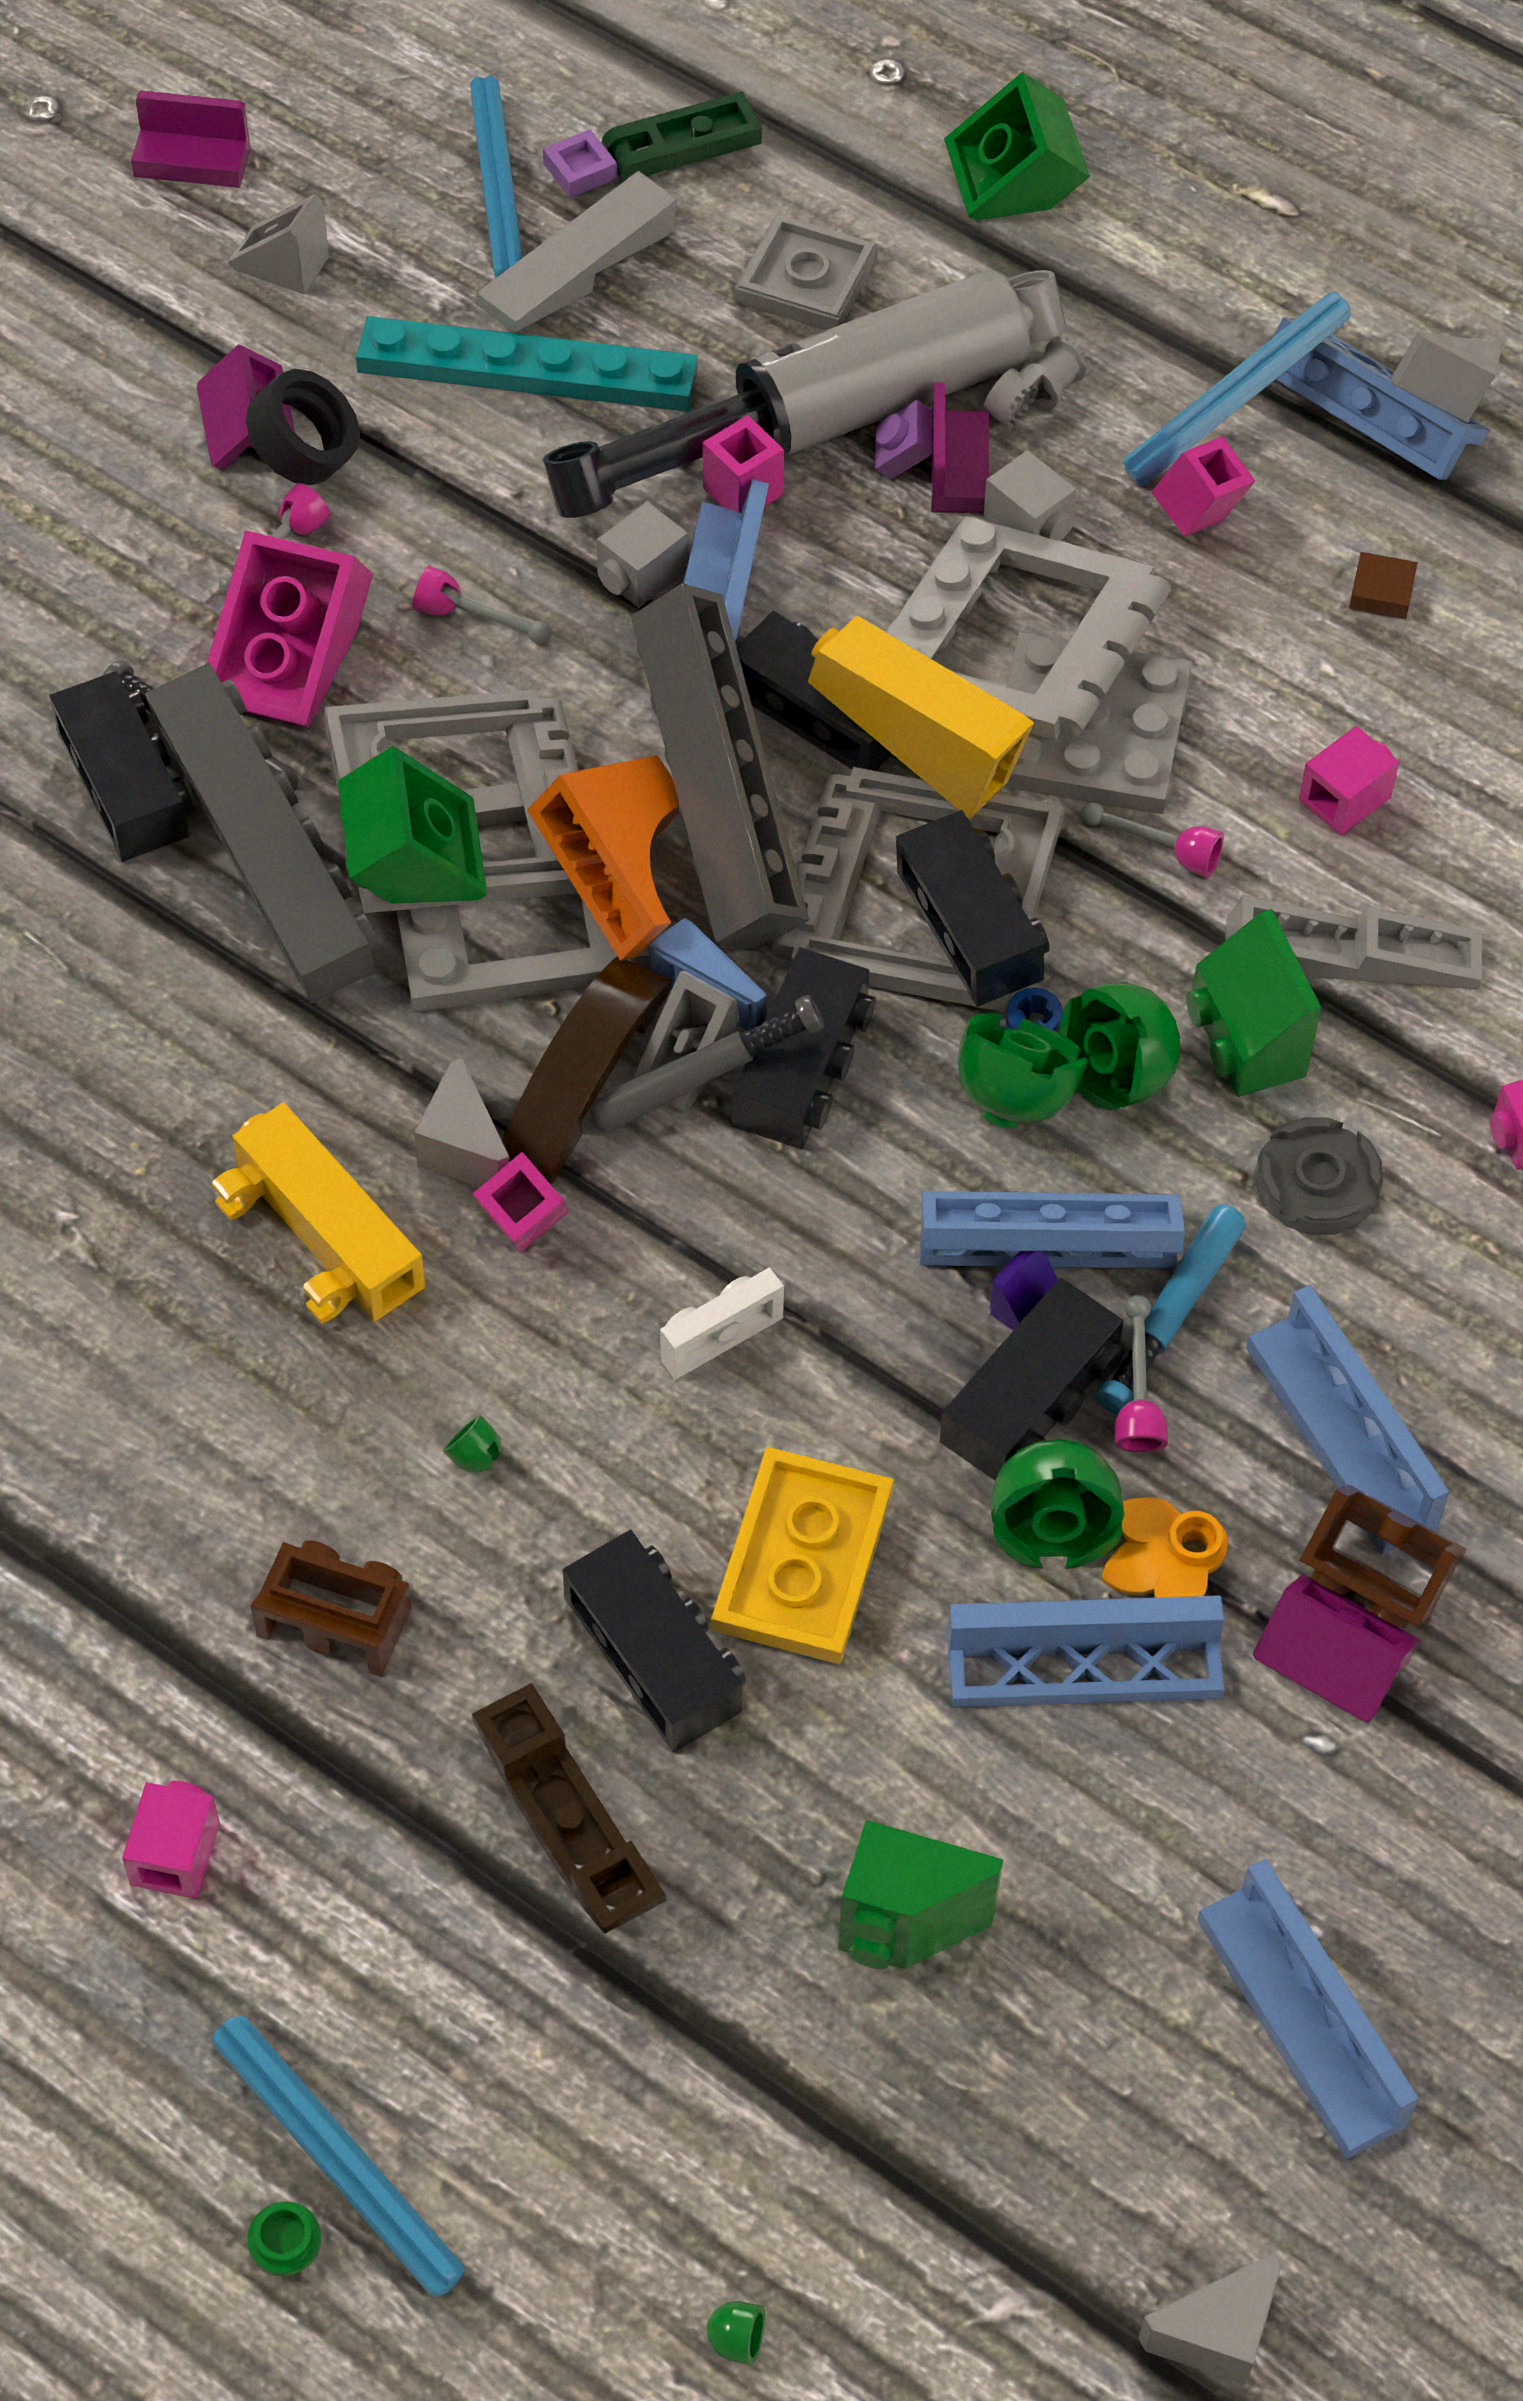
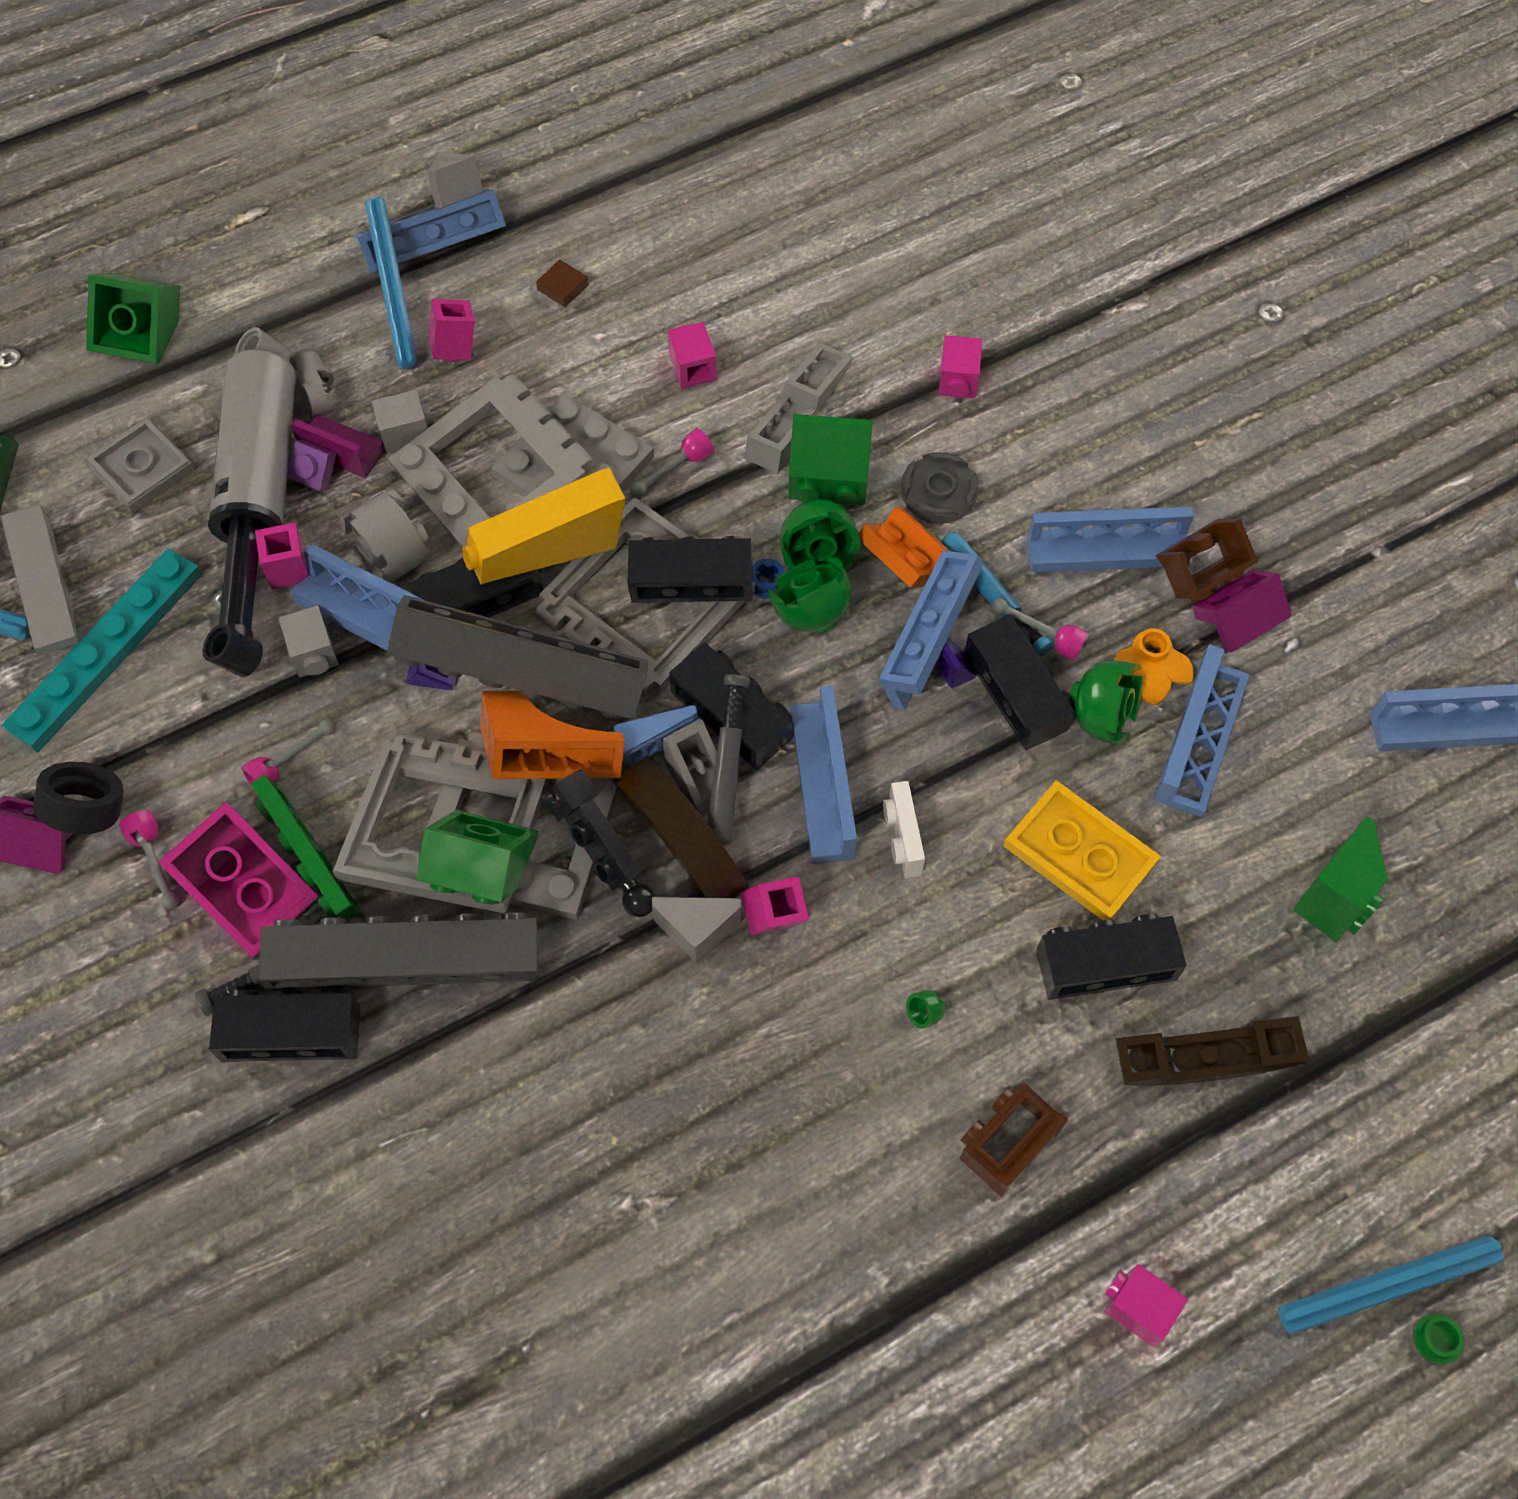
camera: 65 degrees left, 5 degrees up
(327, 1211) = (716, 1029): yellow brick -> none
(357, 678) = (296, 838): none -> green plate
(546, 911) = (590, 829): none -> black plate
(754, 1203) = (824, 780): none -> medium blue fence
(827, 558) = (386, 537): none -> light grey brick
(1170, 1151) = (903, 546): none -> orange bracket

